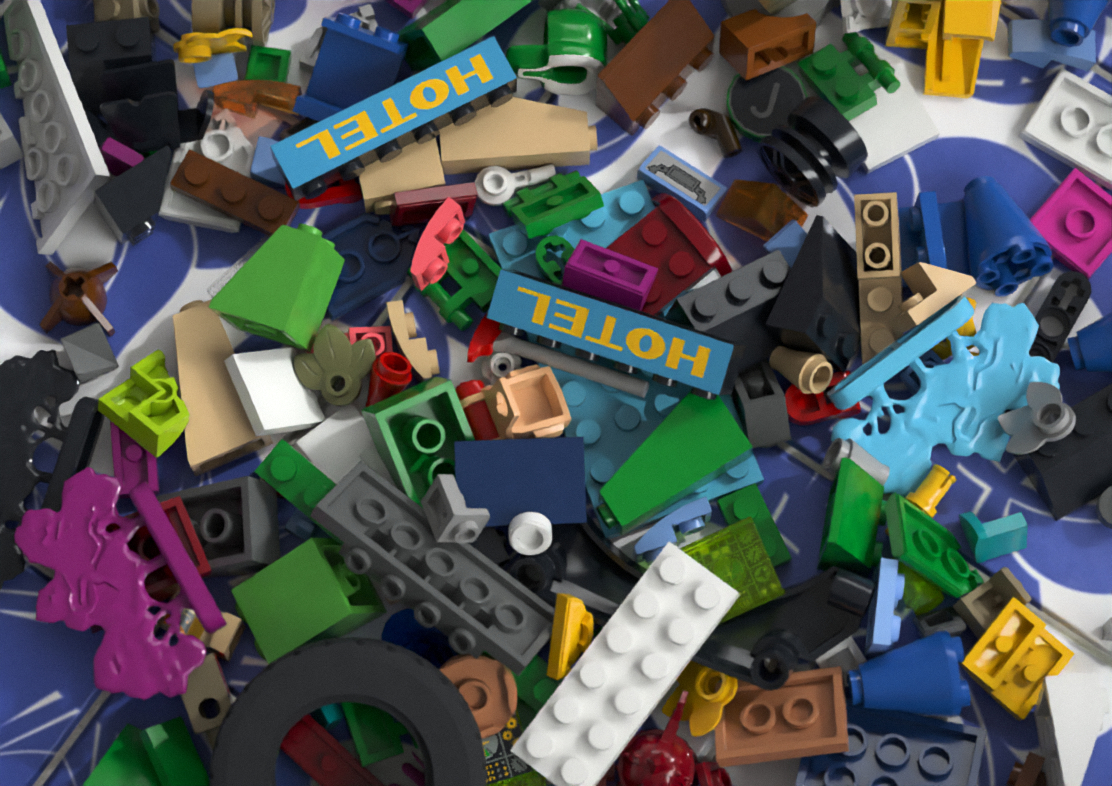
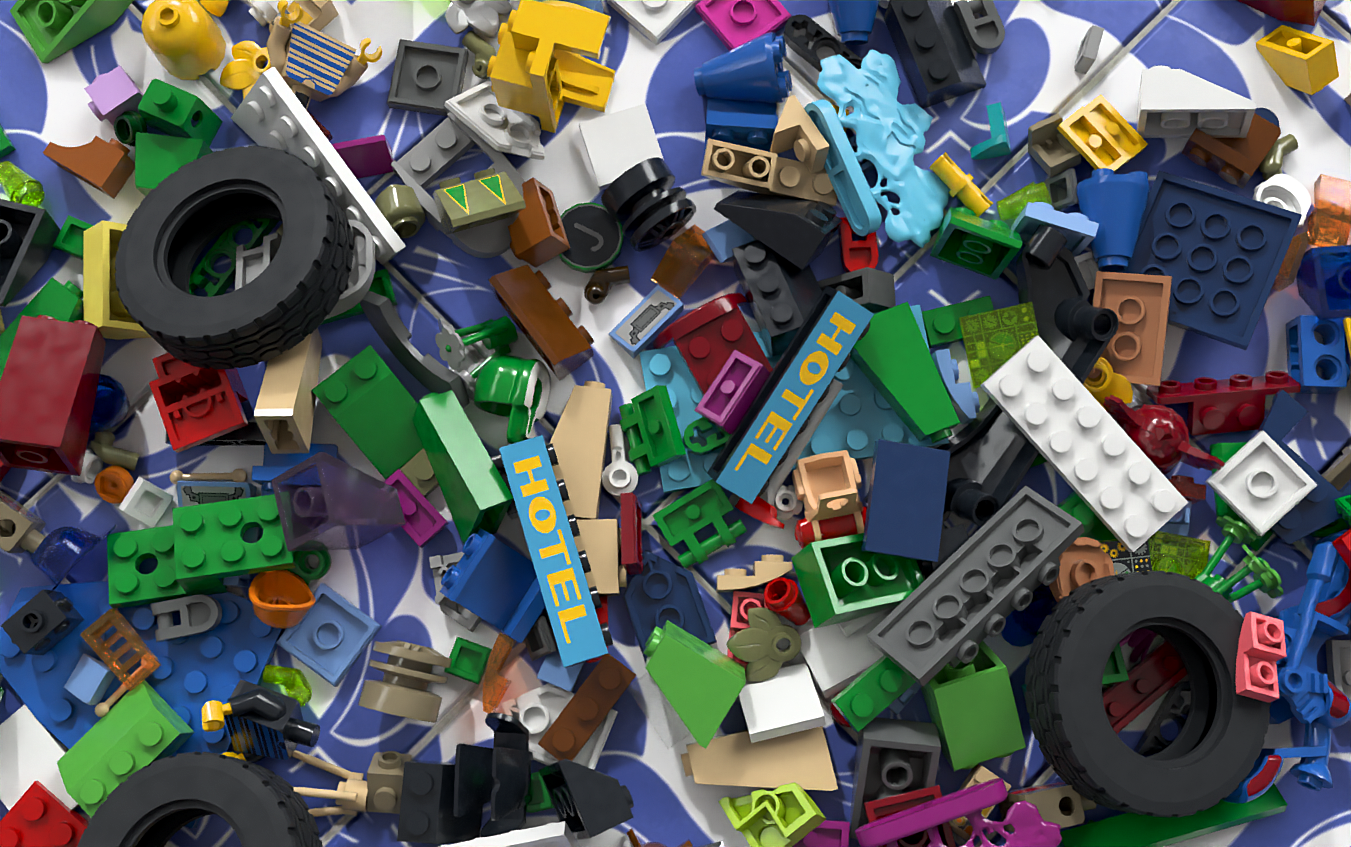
camera: 80 degrees left, 5 degrees up
(118, 156) = (538, 810): magenta tile -> none
(199, 46) = (448, 720): yellow plate -> none
(216, 71) = (467, 707): medium blue slope -> none
(430, 254) = (687, 544): coral slope -> none
(448, 513) = (929, 566): light grey bracket -> none
(530, 533) = (953, 500): white tile -> none
(570, 635) = (1040, 481): yellow tile -> none
(804, 369) = (838, 250): tan cone -> none
(839, 84) = (587, 173): green plate -> none
(850, 449) = (925, 227): light grey cone -> none
(928, 548) = (1007, 185): green tile -> none
(1040, 421) = (917, 76): light grey plate -> none

